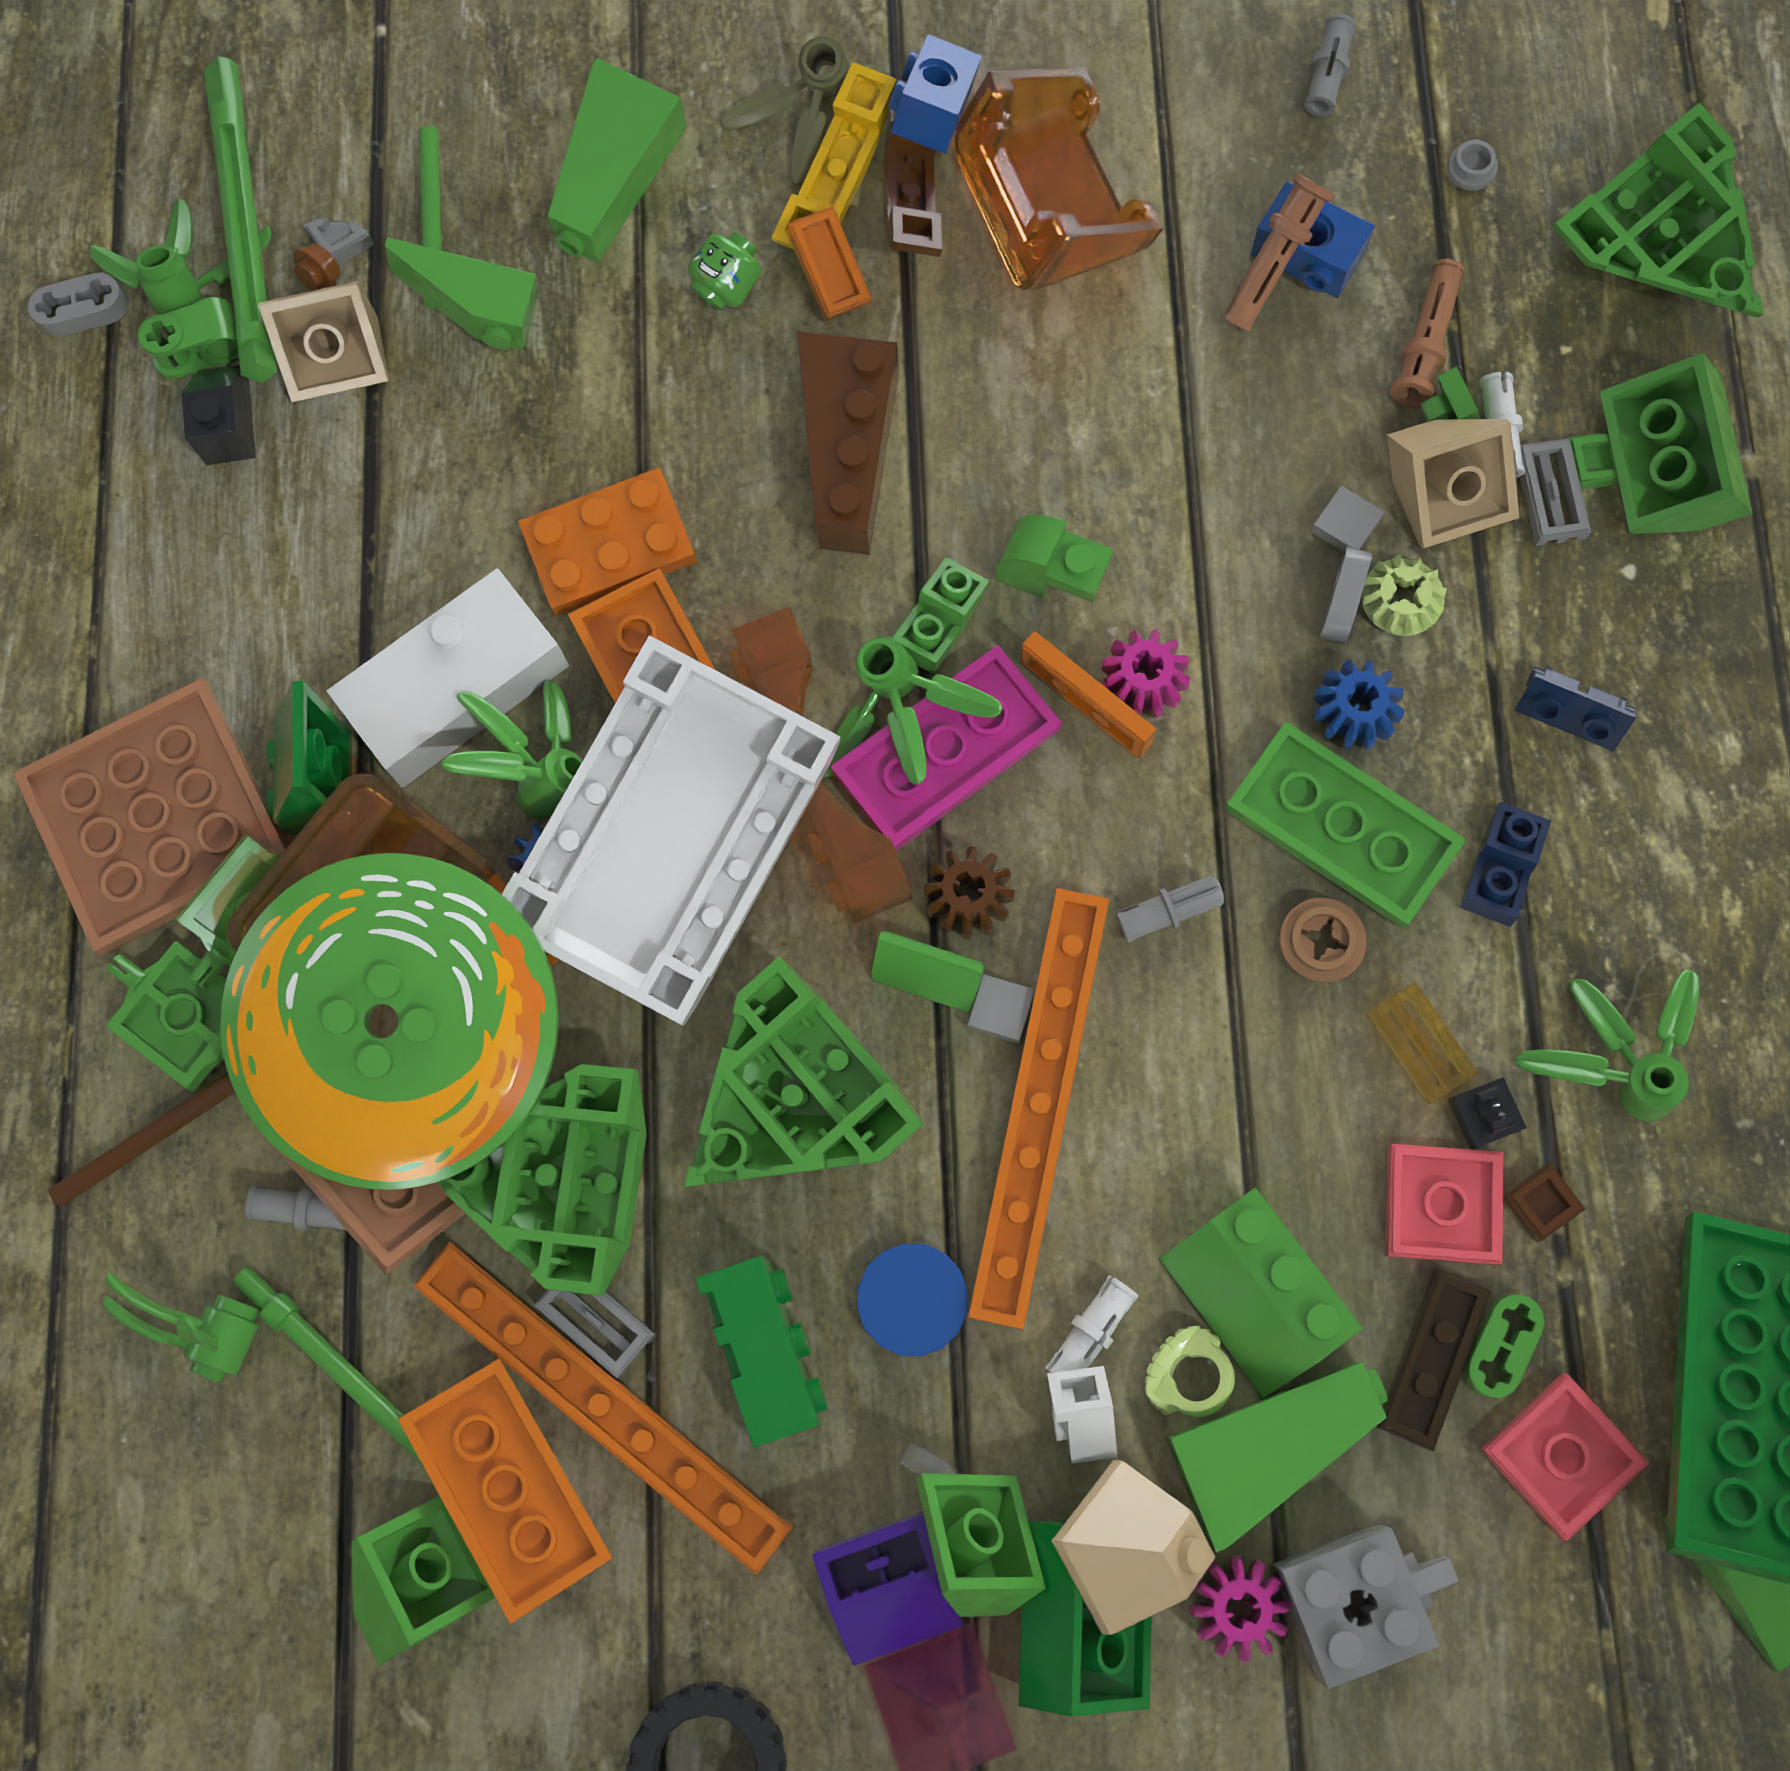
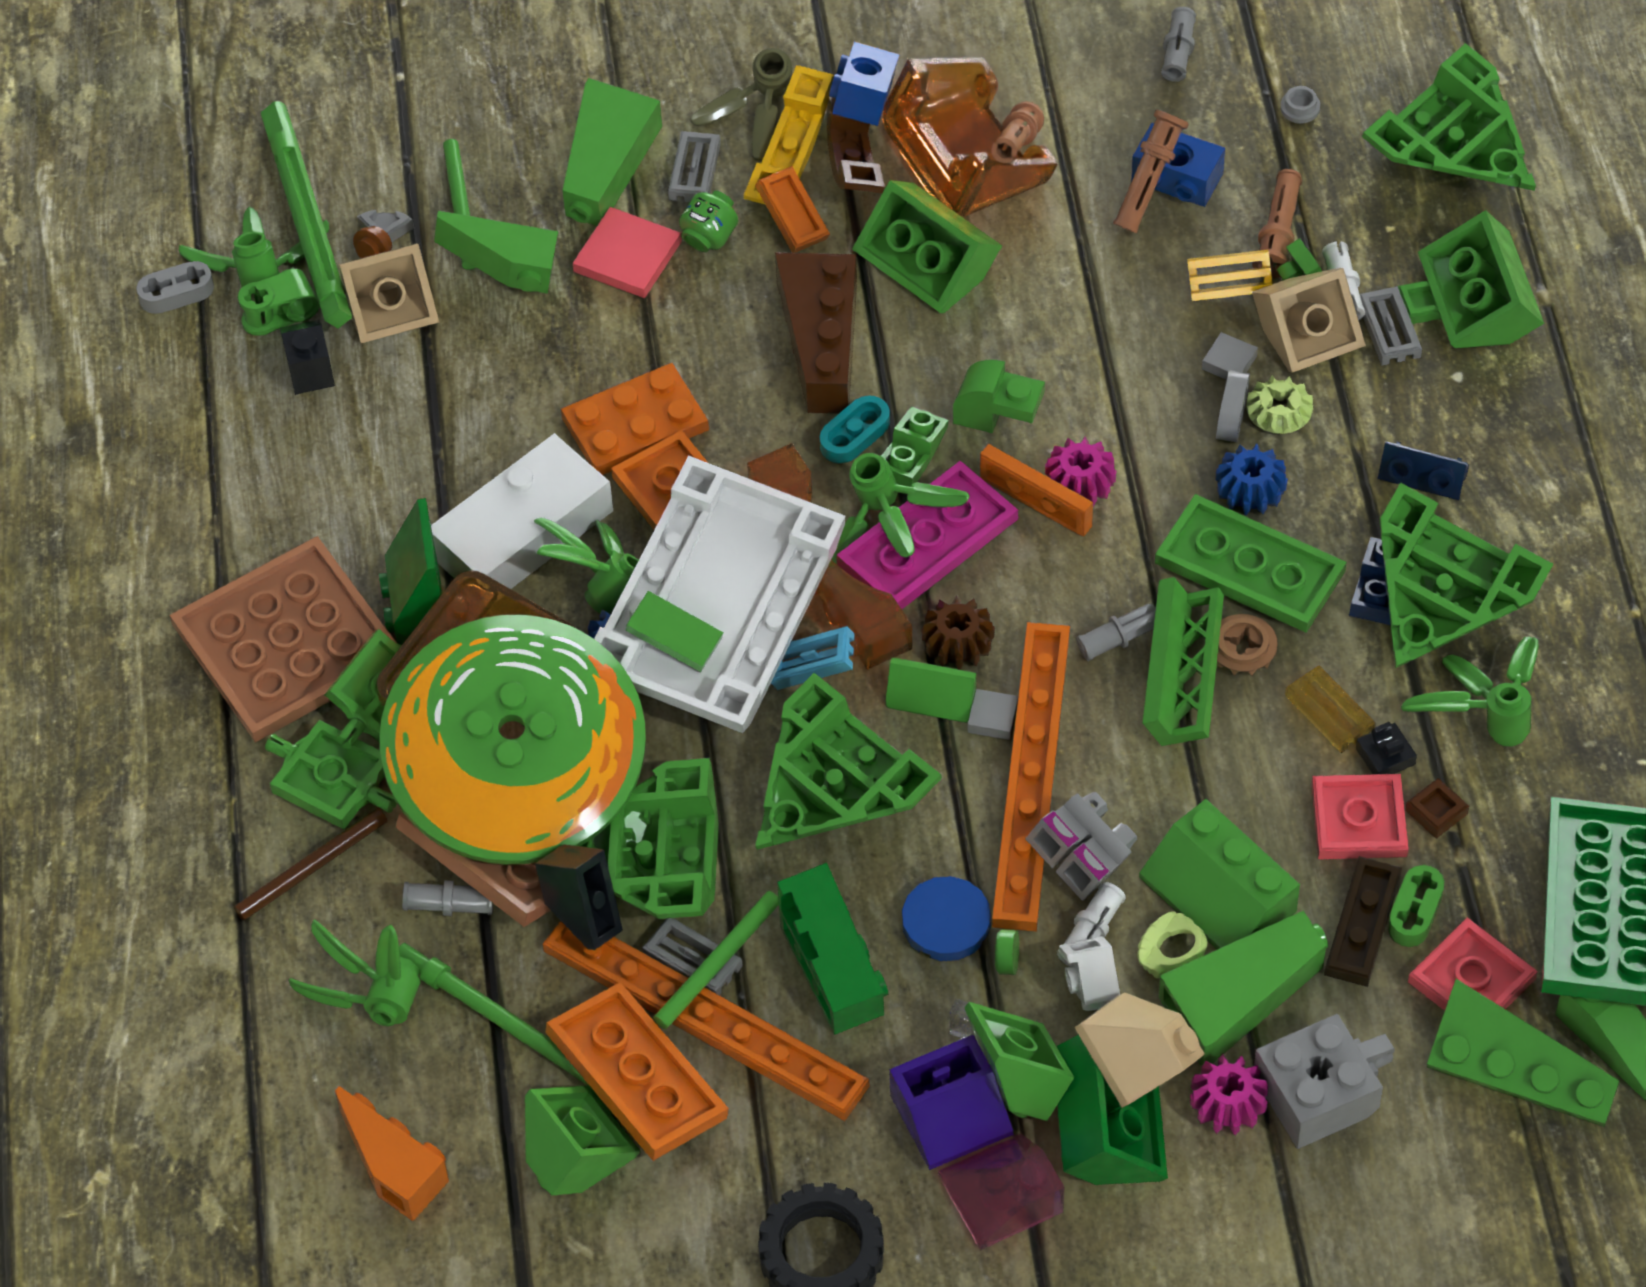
camera: 10 degrees left, 20 degrees down
(192, 1585) = (397, 1164): none -> orange slope
(455, 1243) = (580, 893): none -> black slope
(609, 880) = (674, 631): none -> bright green tile
(620, 1341) = (716, 960): none -> bright green bar
(623, 303) = (627, 252): none -> coral tile
(709, 222) = (691, 189): none -> light grey tile
(819, 916) = (821, 663): none -> medium azure tile
(869, 583) = (850, 430): none -> teal plate
(982, 1364) = (1007, 952): none -> bright green tile
(987, 328) = (925, 245): none -> bright green slope
(1090, 1227) = (1090, 842): none -> light grey hips
(1118, 177) = (1014, 125): none -> nougat pin
(1227, 963) = (1168, 663): none -> bright green fence
(1361, 425) = (1228, 259): none -> yellow tile
(1593, 1584) = (1510, 1056): none -> bright green wing
(1597, 884) = (1447, 578): none -> bright green wedge

